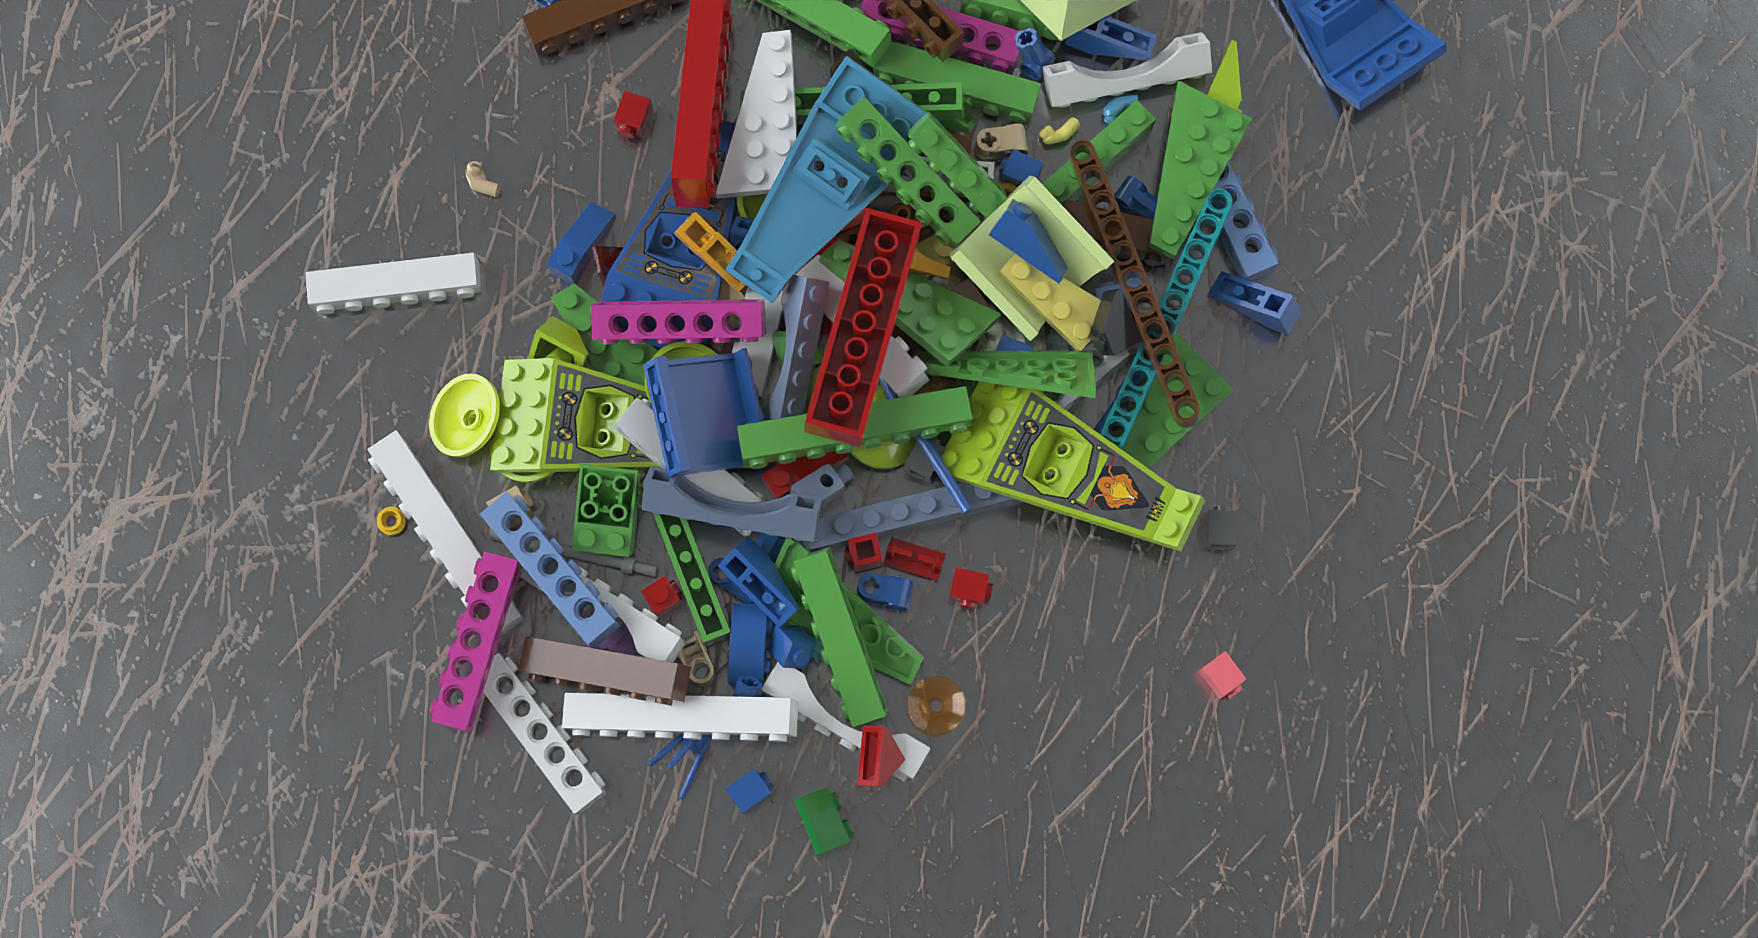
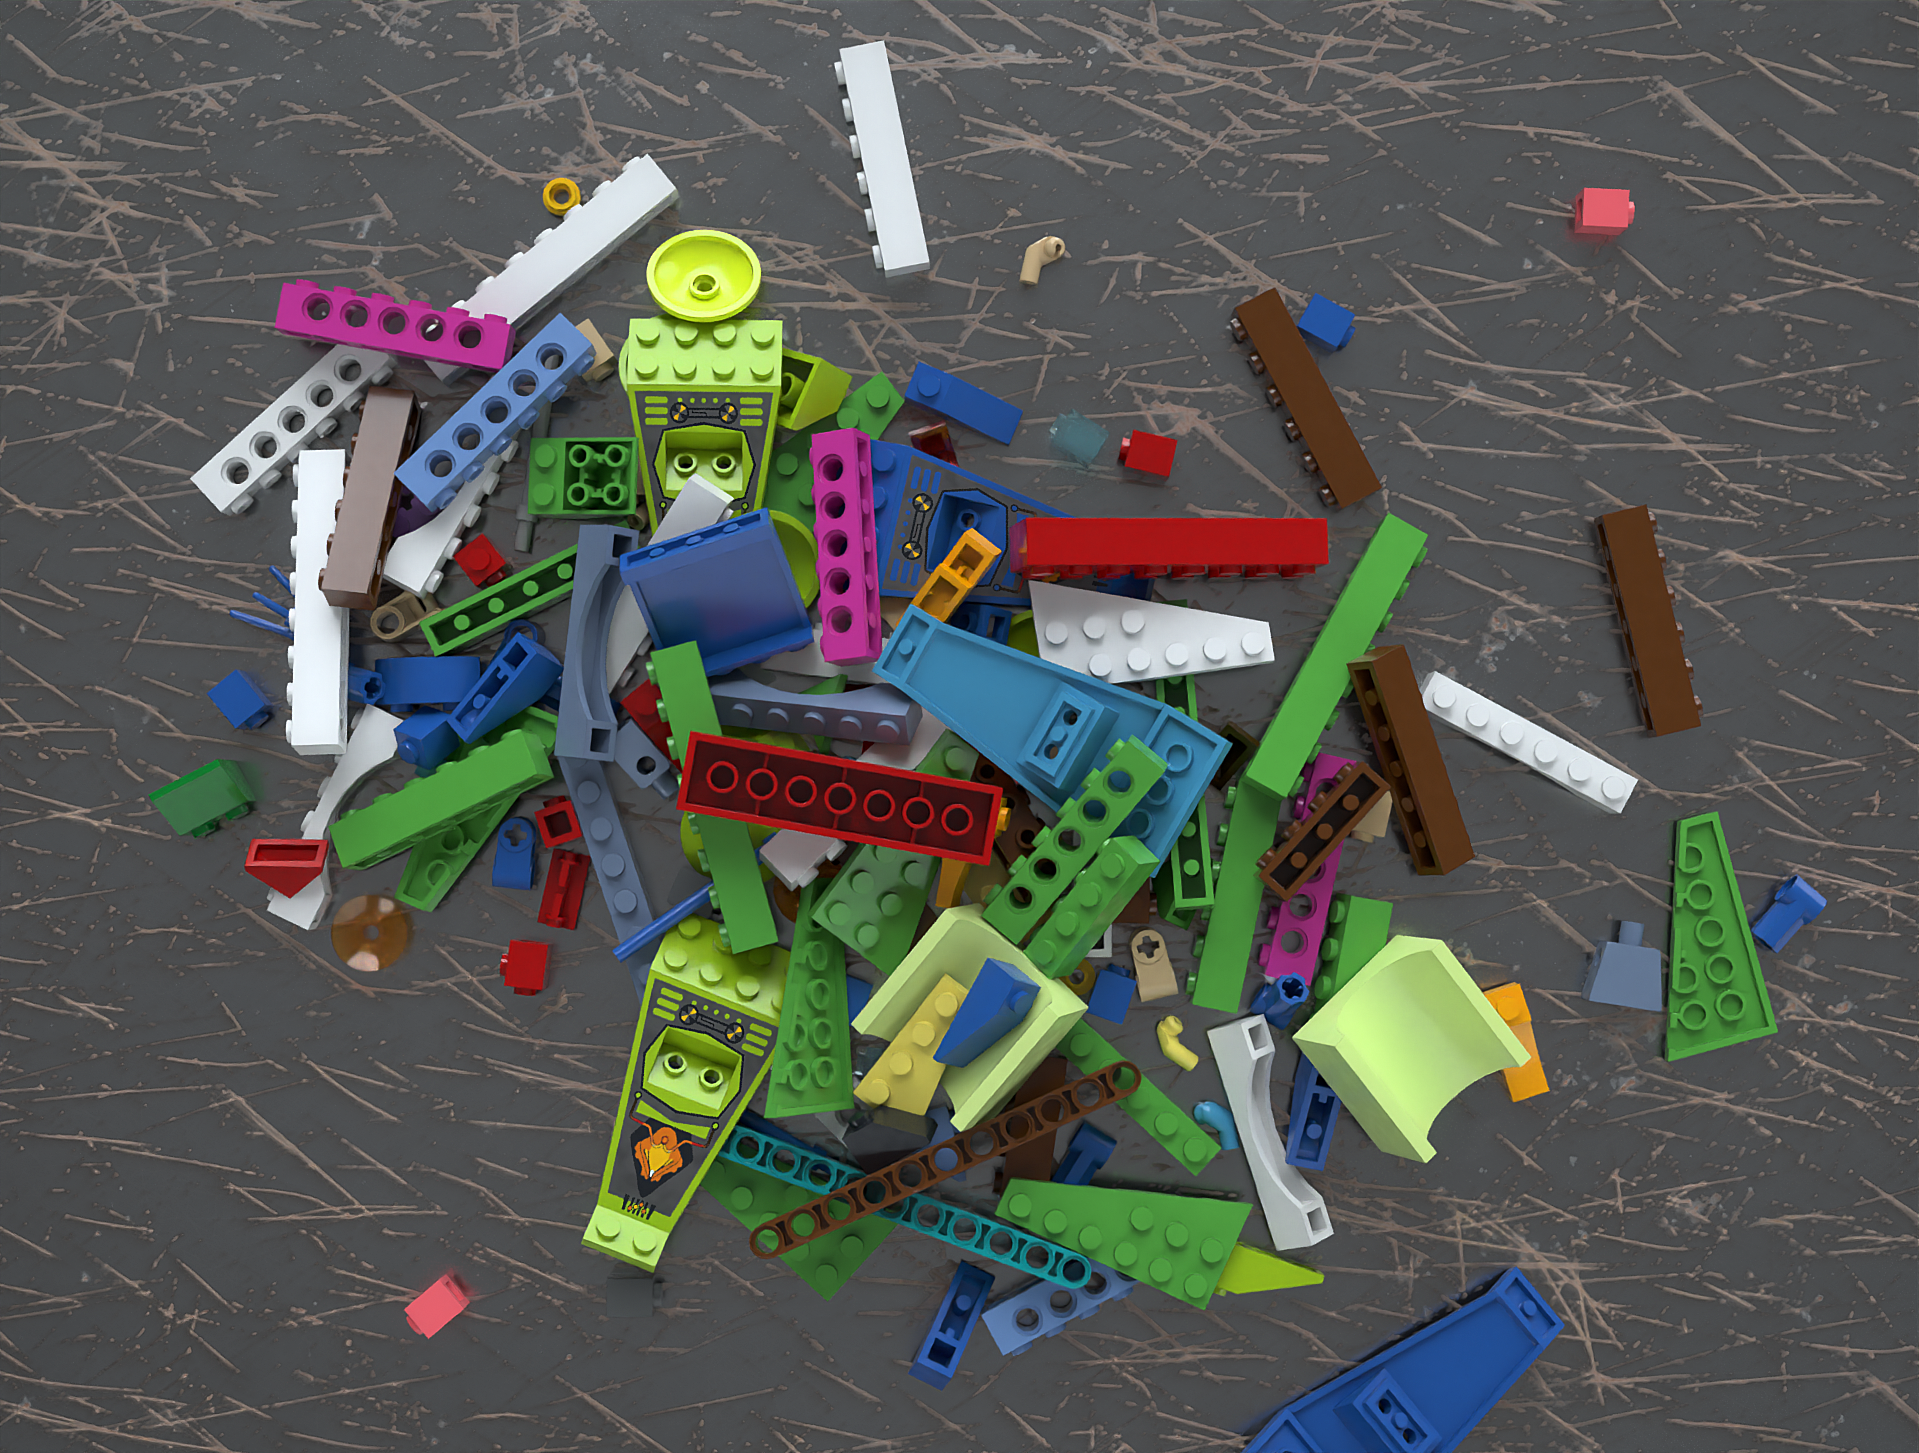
camera: 80 degrees right, 10 degrees up
(615, 162) = (1078, 437): none -> clear light blue brick

